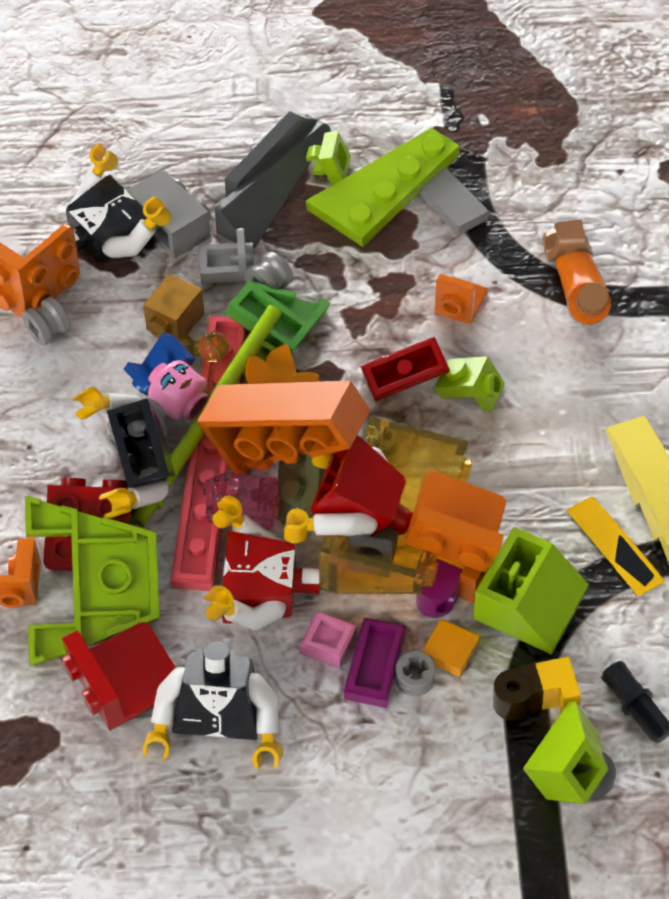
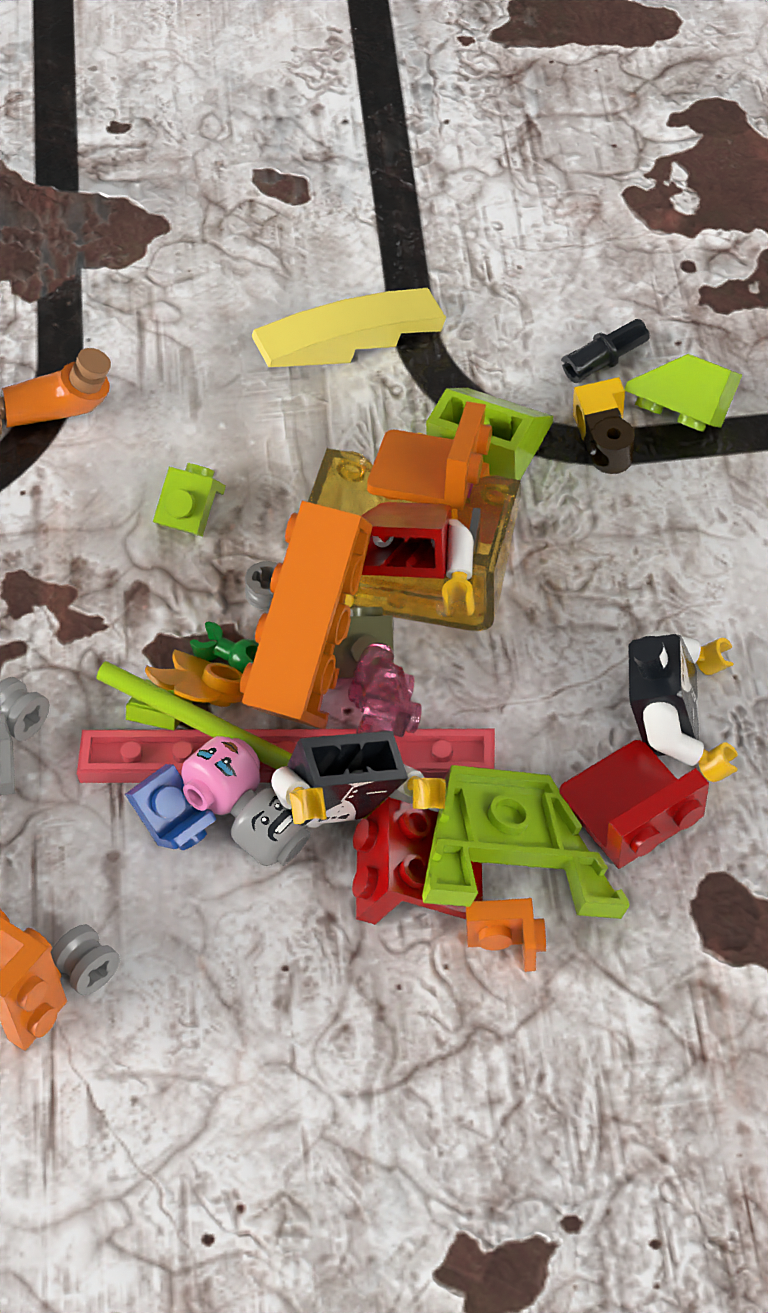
camera: 90 degrees left, 0 degrees up
(173, 307) = (70, 809): pearl gold brick -> none
(210, 346) = (141, 758): clear yellow arm -> none
(257, 573) = (488, 677): torso -> none
(296, 319) = (76, 699): bright green wing -> none
(328, 639) = (554, 616): bright pink tile -> none
(375, 662) = (579, 572): magenta tile -> none
(404, 368) = (177, 556): red slope -> none
(419, 660) = (600, 524): light grey bush -> none
(451, 647) = (555, 505): light orange tile -> none
(458, 298) = (68, 511): orange bracket -> none
(615, 546) = (403, 377): yellow sticker -> none

